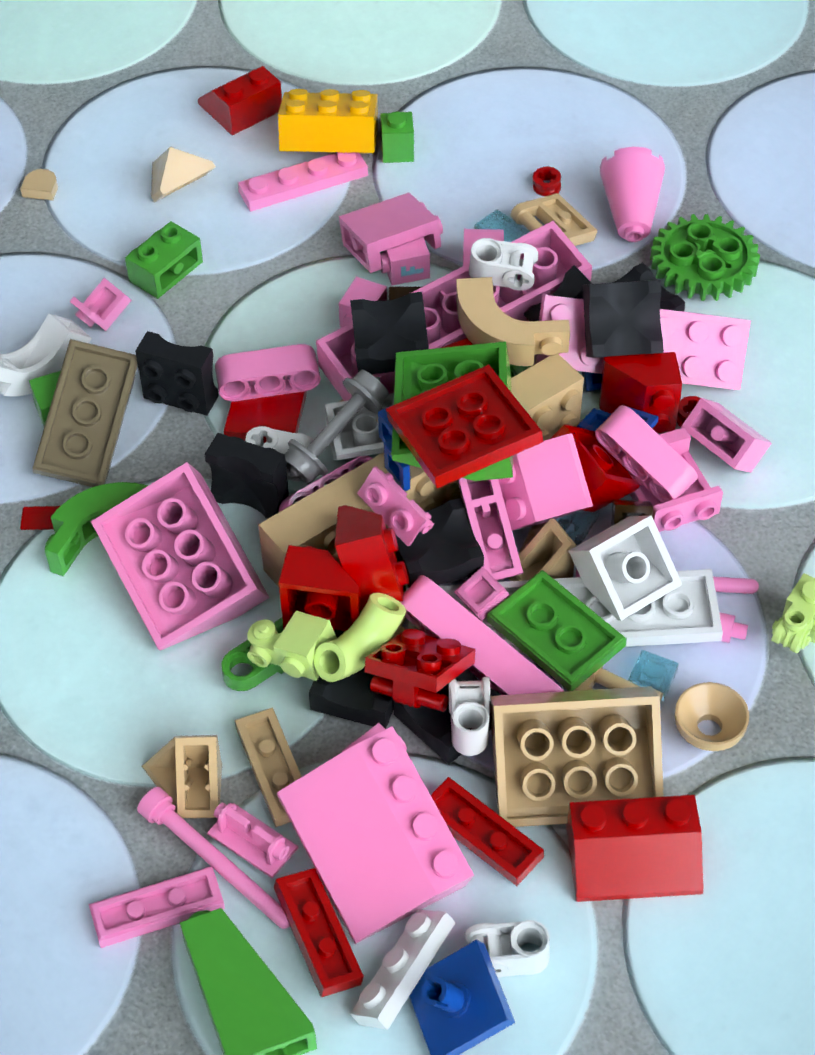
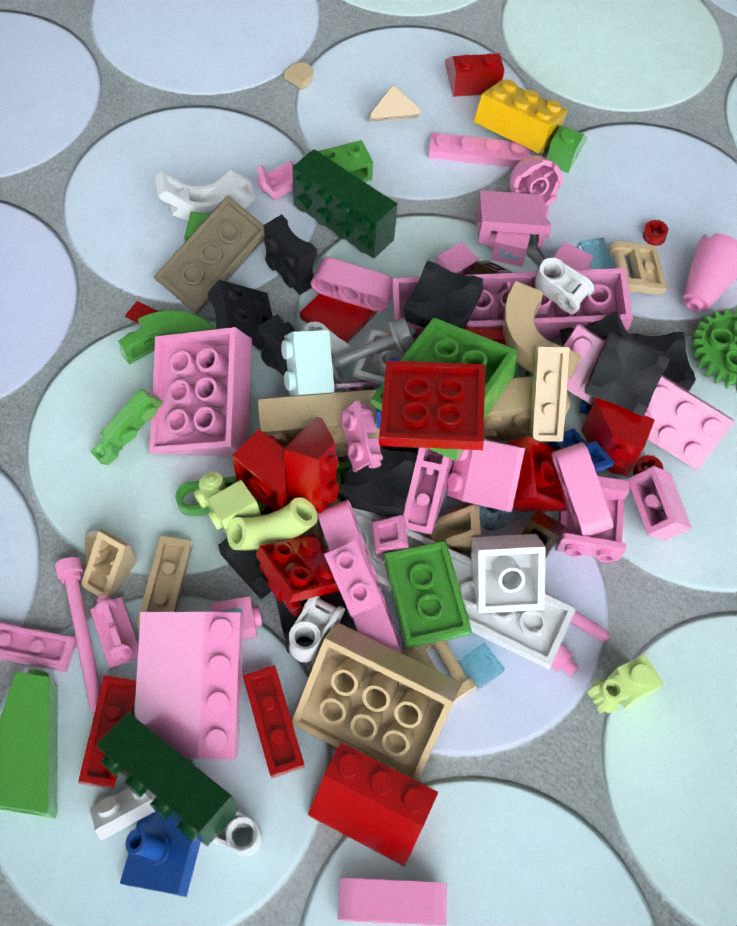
camera: 25 degrees right, 10 degrees up
(117, 631) = (125, 425): none -> bright green hinge
(162, 451) = (240, 308): none -> black brick
(198, 295) = (344, 203): none -> dark green brick
(290, 460) = (308, 363): none -> light aqua brick
(388, 177) = (536, 176): none -> bright pink cylinder
(421, 922) = (167, 779): none -> dark green brick
(483, 640) = (353, 579): none -> bright pink hinge
(559, 372) = (549, 393): none -> plate
(712, 703) = (508, 715): tan piece -> none
(714, 923) = (392, 901): none -> bright pink beam

